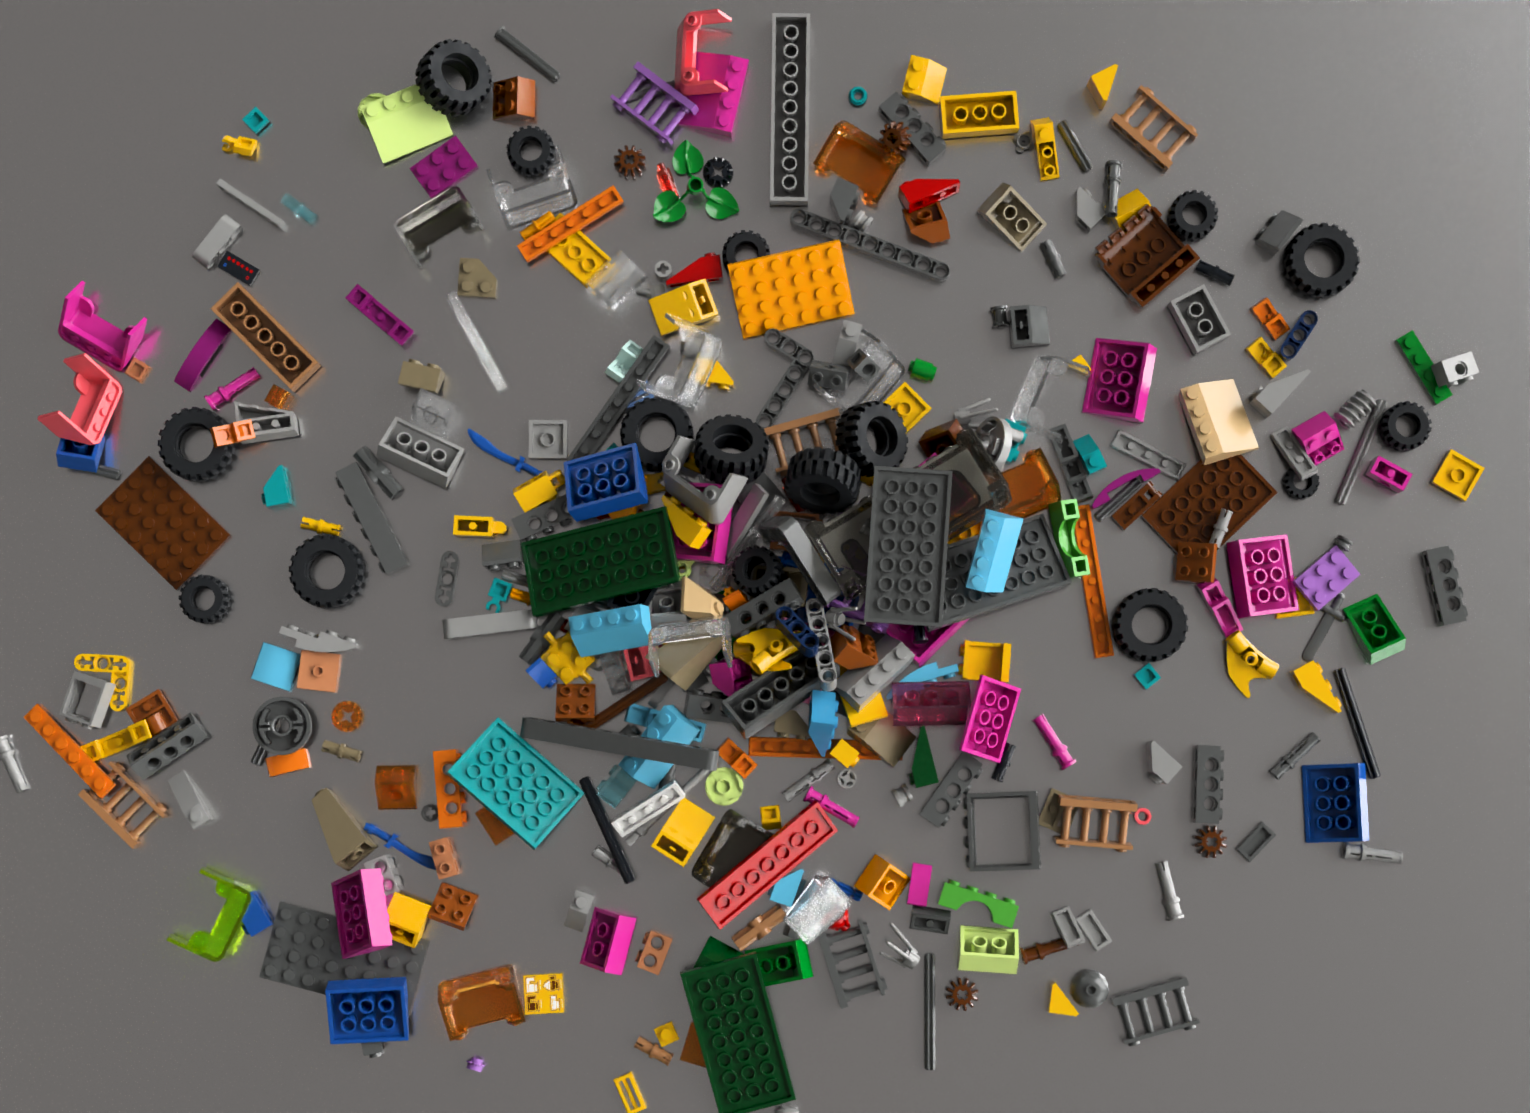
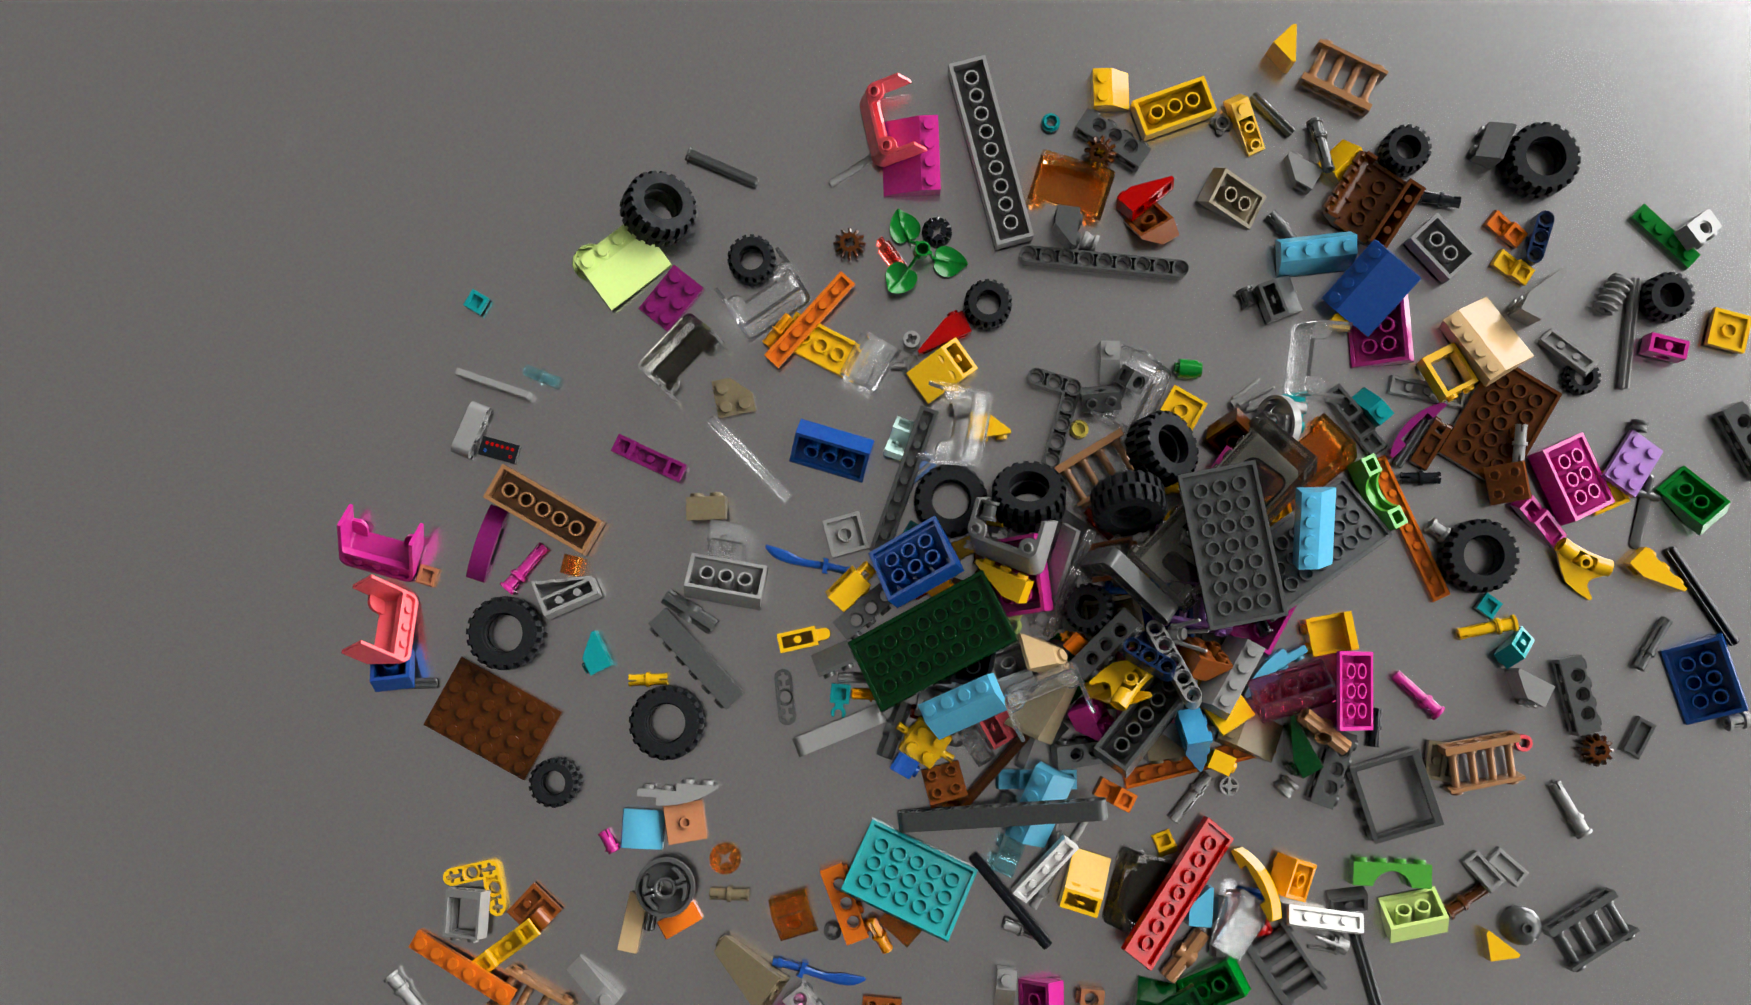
camera: 15 degrees left, 0 degrees up
(166, 746) = (557, 937): dark grey brick -> none
(232, 433) = (538, 613): slope -> none
(240, 670) = (608, 841): none -> dark pink pin
(241, 145) = (468, 330): yellow plate -> none
(241, 755) = (632, 925): none -> tan tile
(444, 858) = (859, 972): nougat brick -> none
(473, 828) = (879, 935): none -> light orange axle
(514, 99) = (721, 214): dark orange slope -> none
(556, 355) = (831, 450): none -> blue slope
(657, 85) = (873, 169): medium lavender fence -> none
(687, 451) = (989, 510): none -> dark grey bush
(724, 786) = (1114, 829): yellowish green tile -> none
(791, 288) = (1040, 324): light orange plate -> none
(801, 399) = (1078, 429): none -> light yellow plate
(831, 807) = (1219, 817): dark pink pin -> none
(853, 899) = (1272, 905): none -> yellow slope
(902, 930) = (1324, 919): none -> white plate
(919, 885) = (1328, 869): dark pink slope -> none
(949, 749) = (1324, 731): none -> medium nougat piece
(962, 987) = (1402, 958): reddish brown gear -> none
(1076, 292) = (1315, 254): none -> medium azure slope
(1116, 535) = (1420, 478): none -> black pin
(1118, 339) = (1371, 288): none -> blue slope
(1118, 590) = (1437, 530): none -> light grey bush
(1149, 698) = (1495, 626): none -> yellow pin
(1160, 723) = (1514, 648): none -> teal slope
(1169, 423) = (1434, 381): none -> yellow window
(1319, 437) = (1587, 329): dark pink slope -> none

